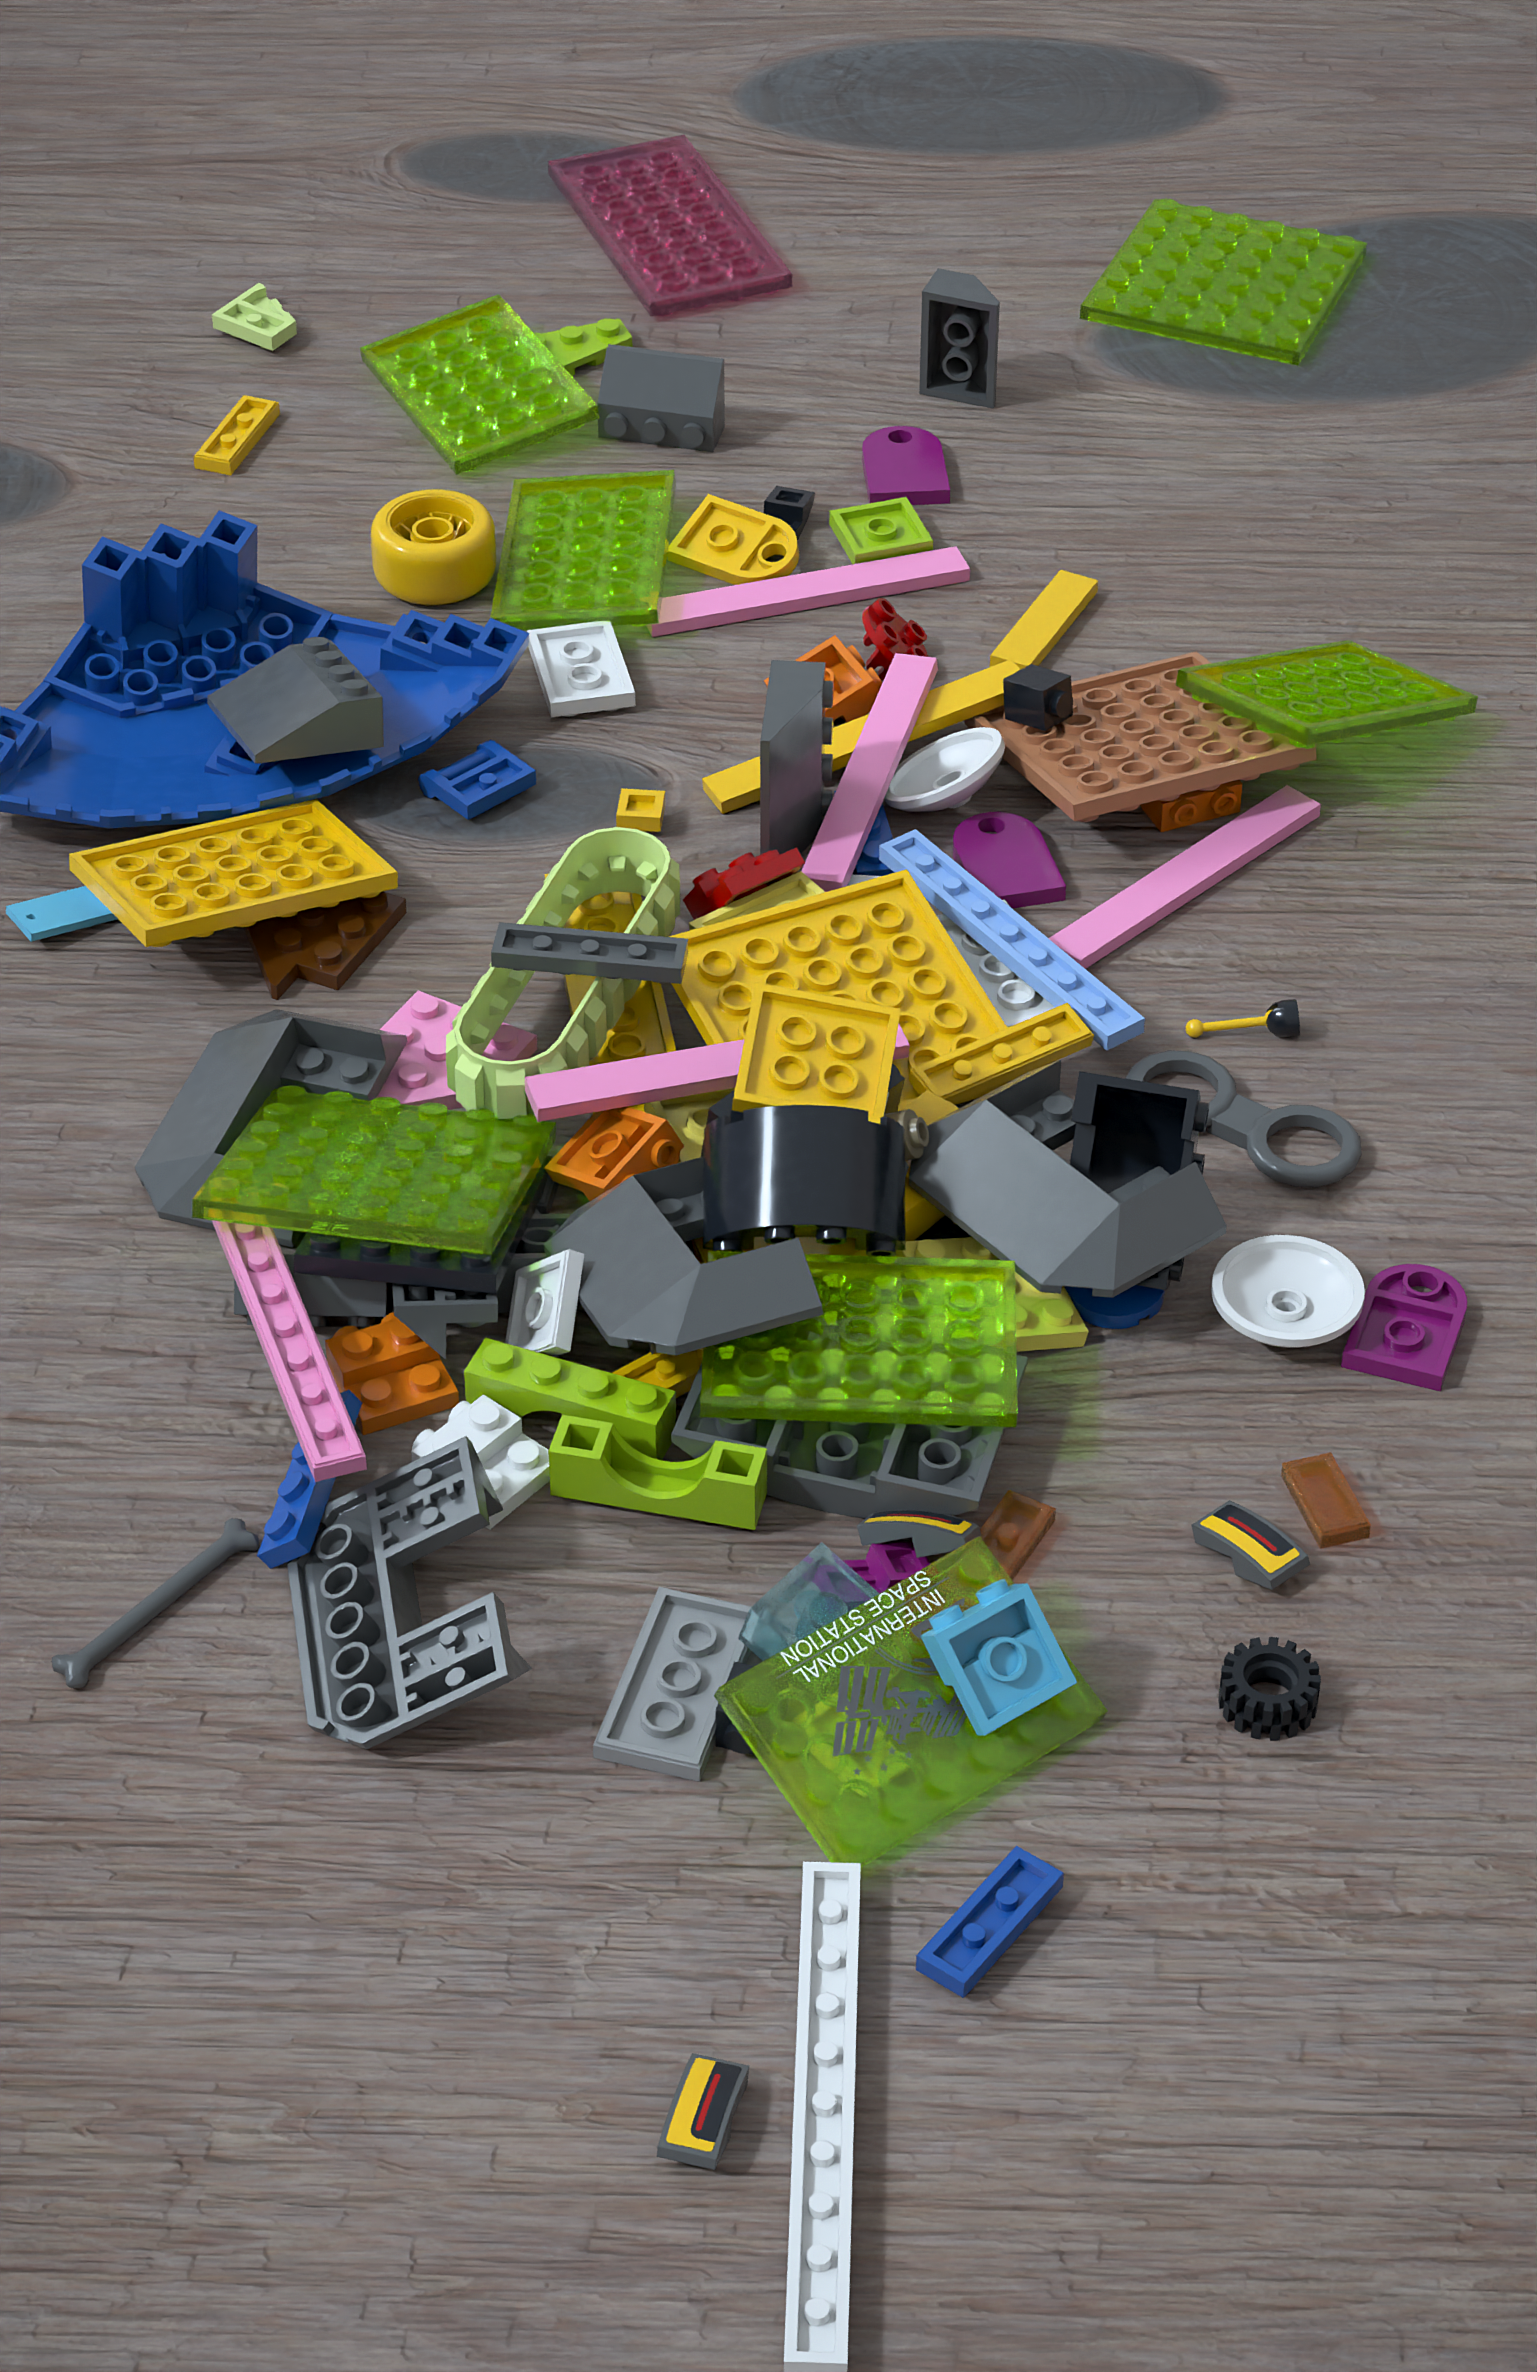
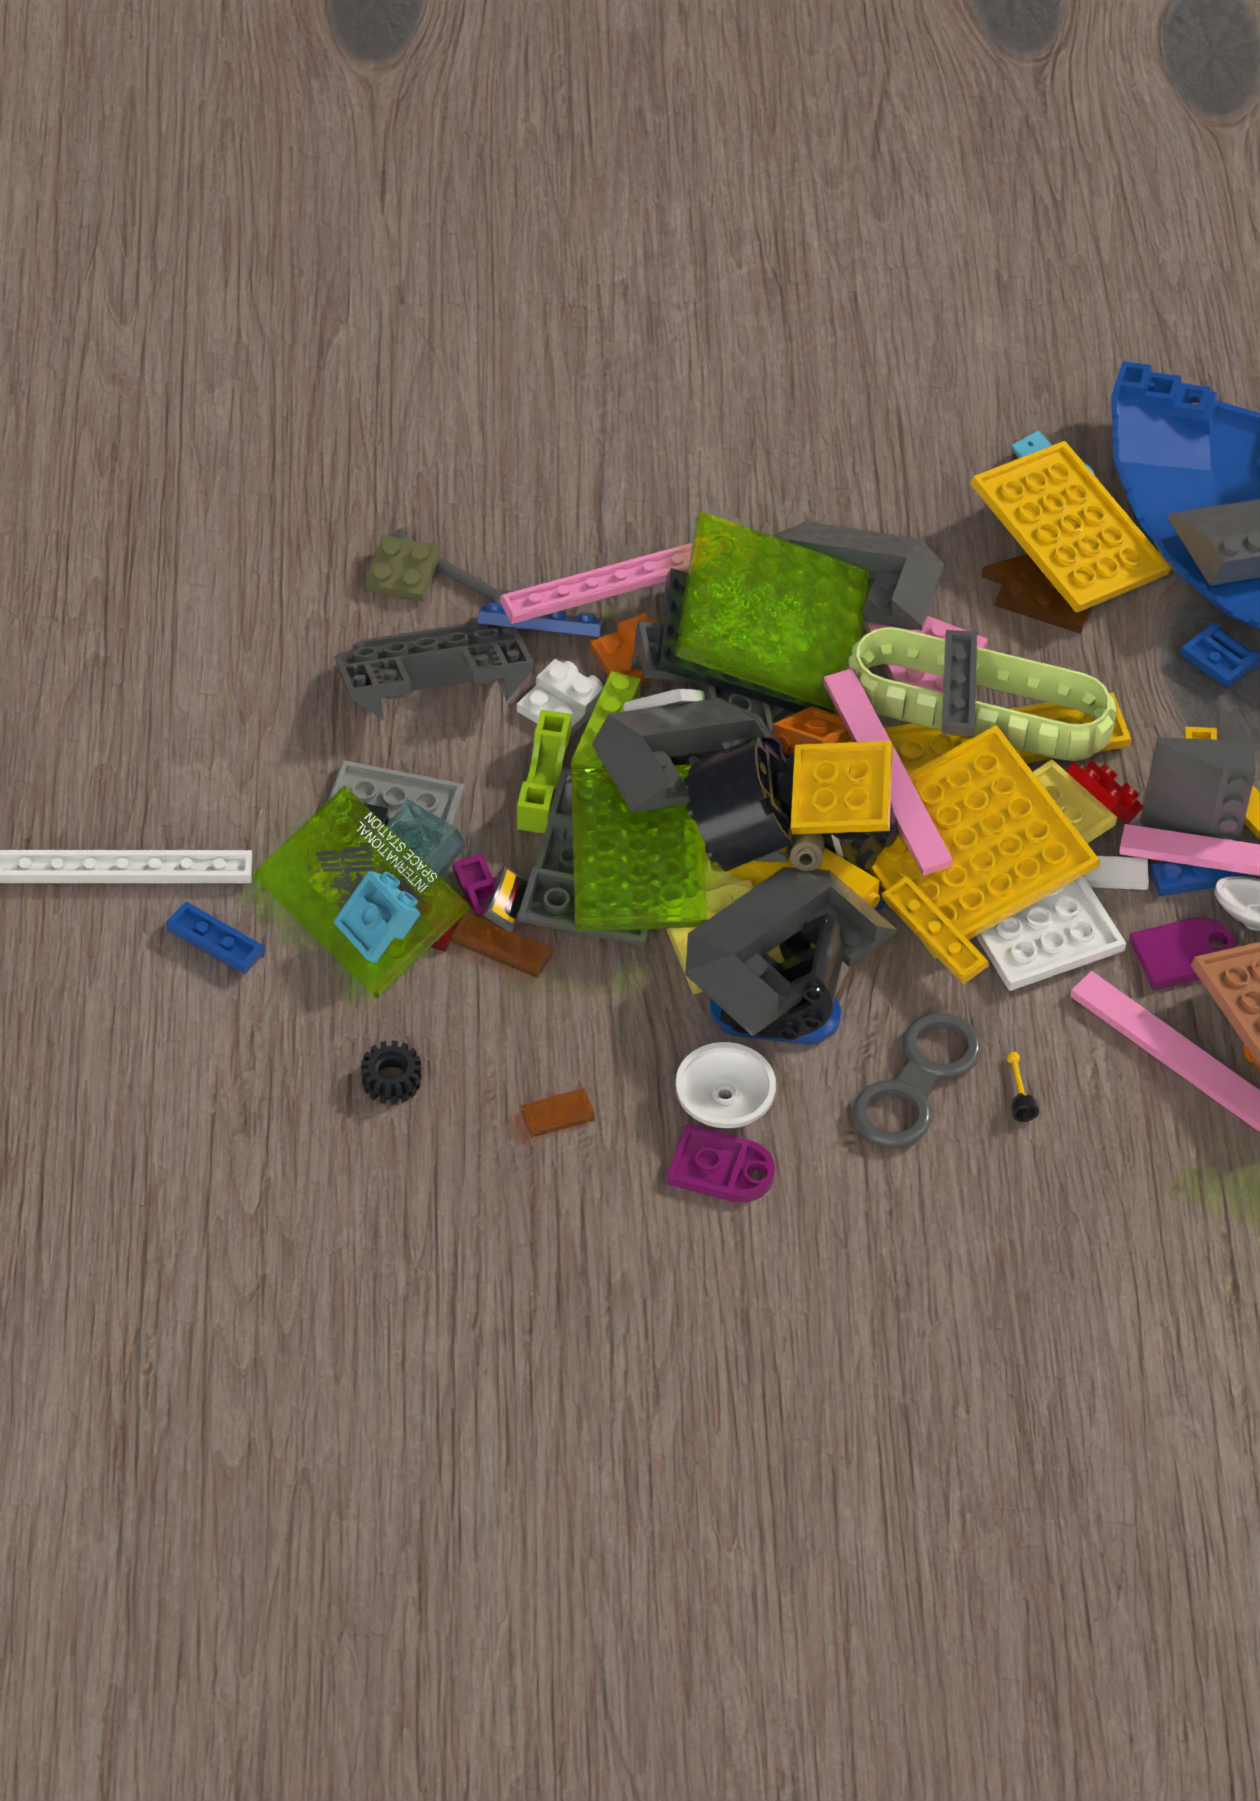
camera: 85 degrees right, 10 degrees up
(153, 1655) = (402, 568): none -> olive plate
(703, 2111) = (87, 814): slope -> none
(1012, 939) = (1068, 937): light blue plate -> none
(1255, 1545) = (508, 1068): slope -> none

